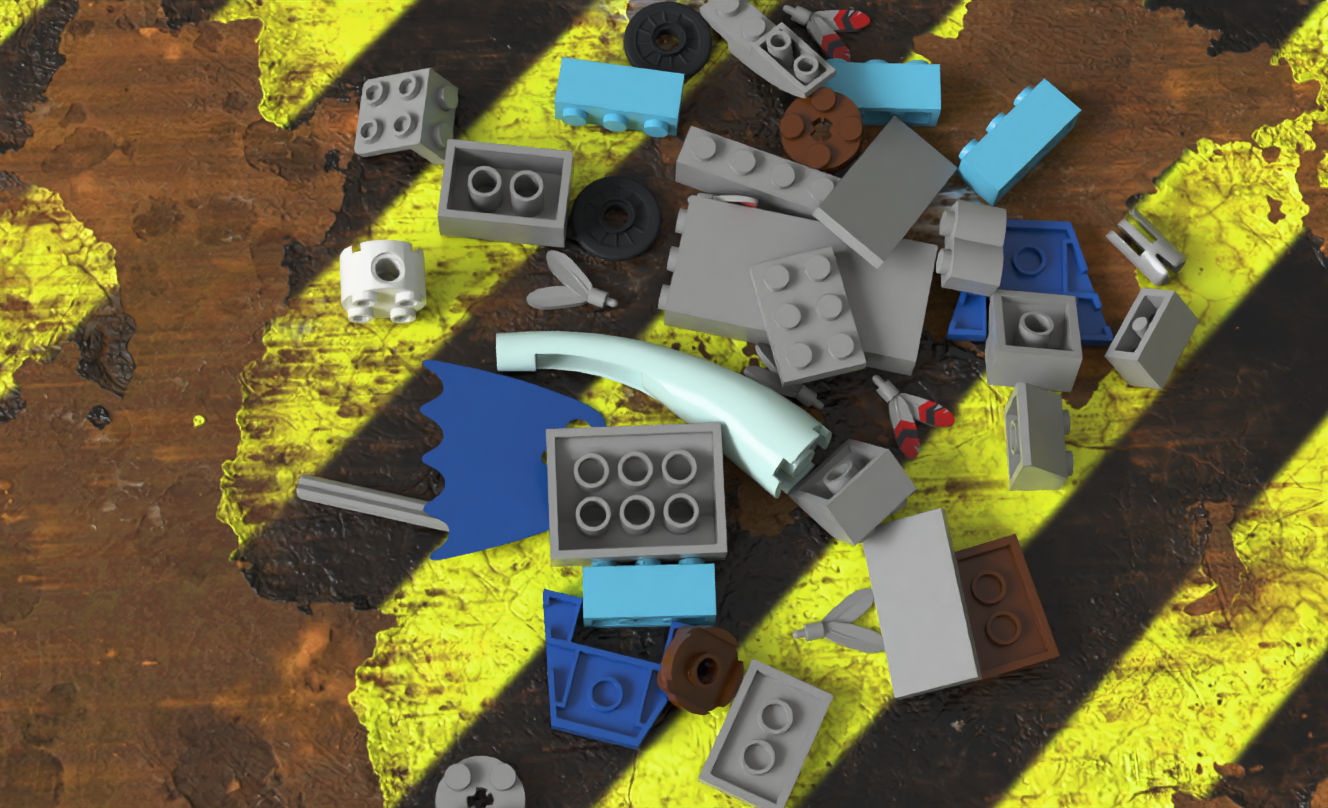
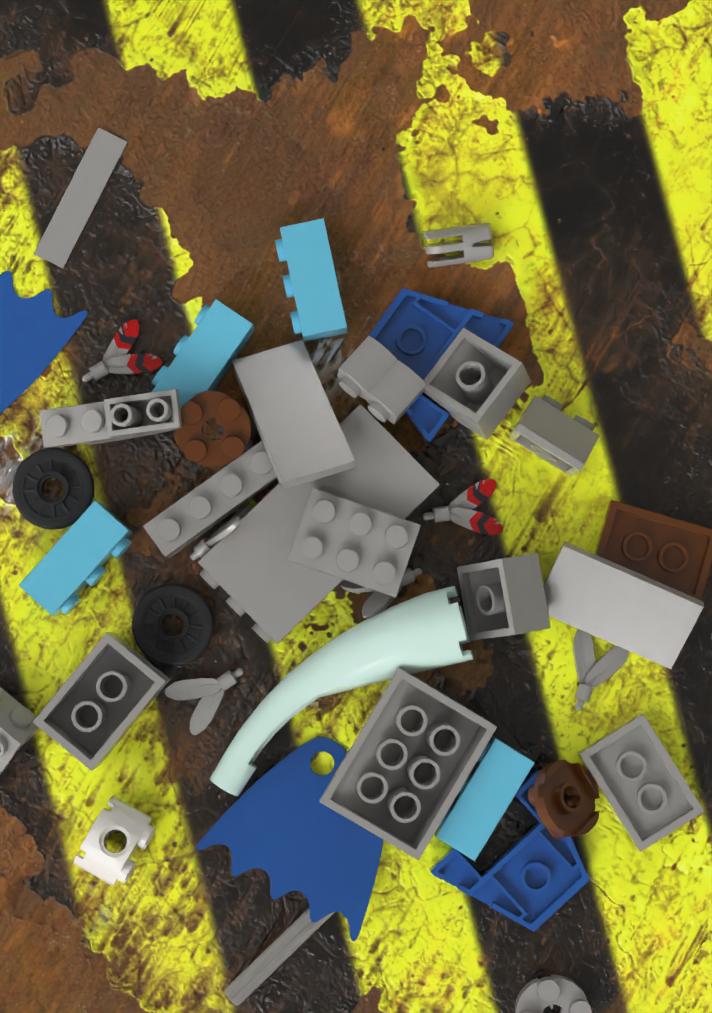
camera: 50 degrees left, 15 degrees up
(1152, 338) = (533, 294): light grey brick -> none

